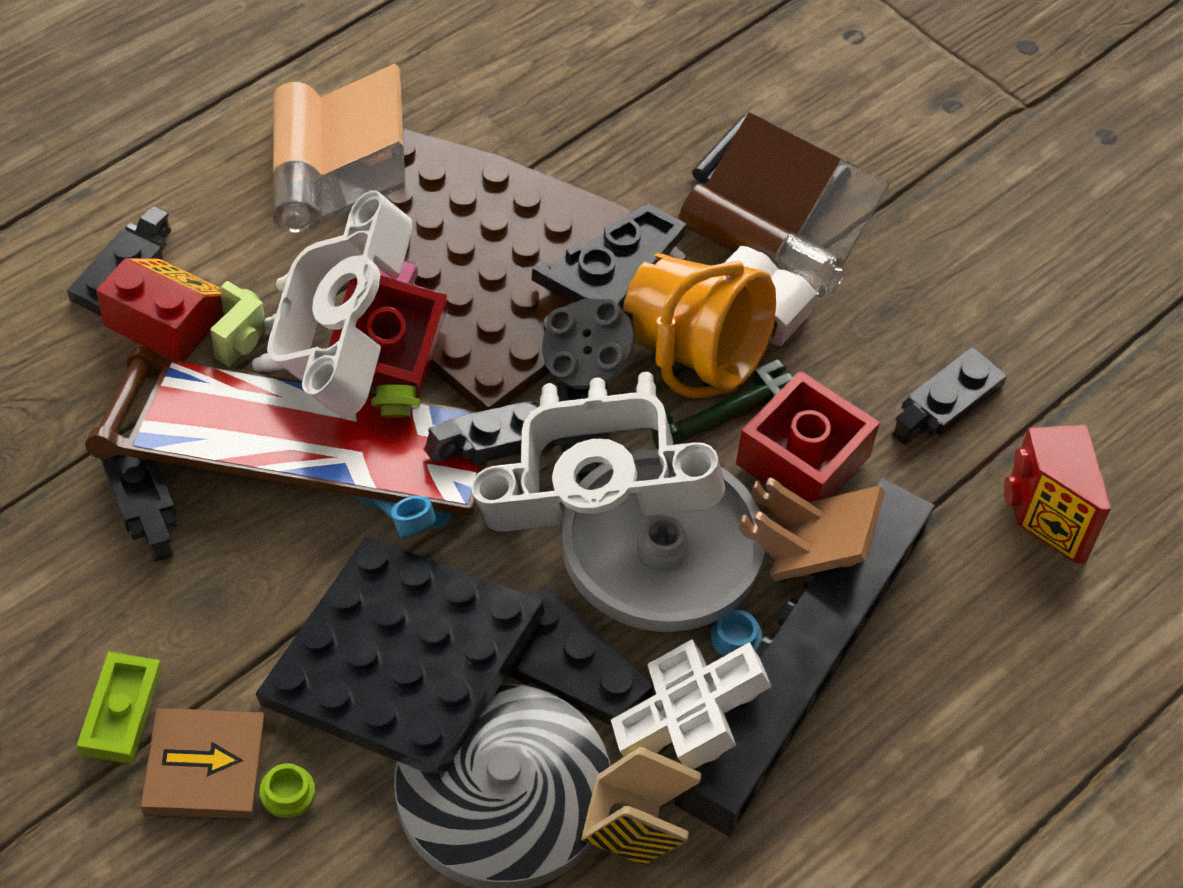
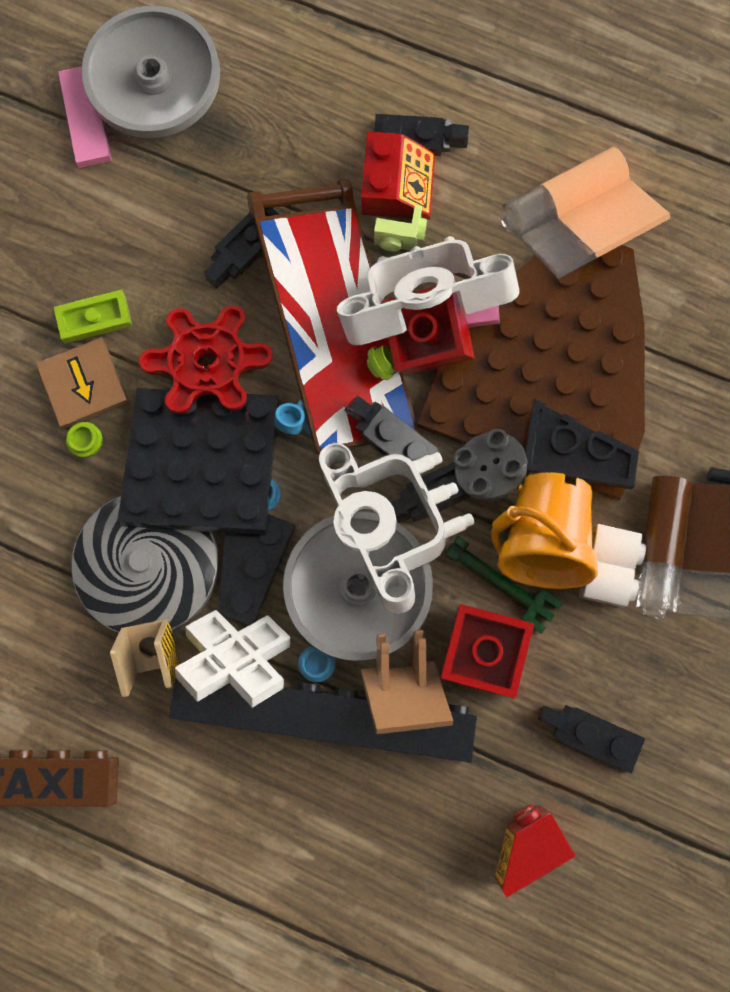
camera: 75 degrees right, 25 degrees up
(257, 568) = (197, 340): none -> red plate

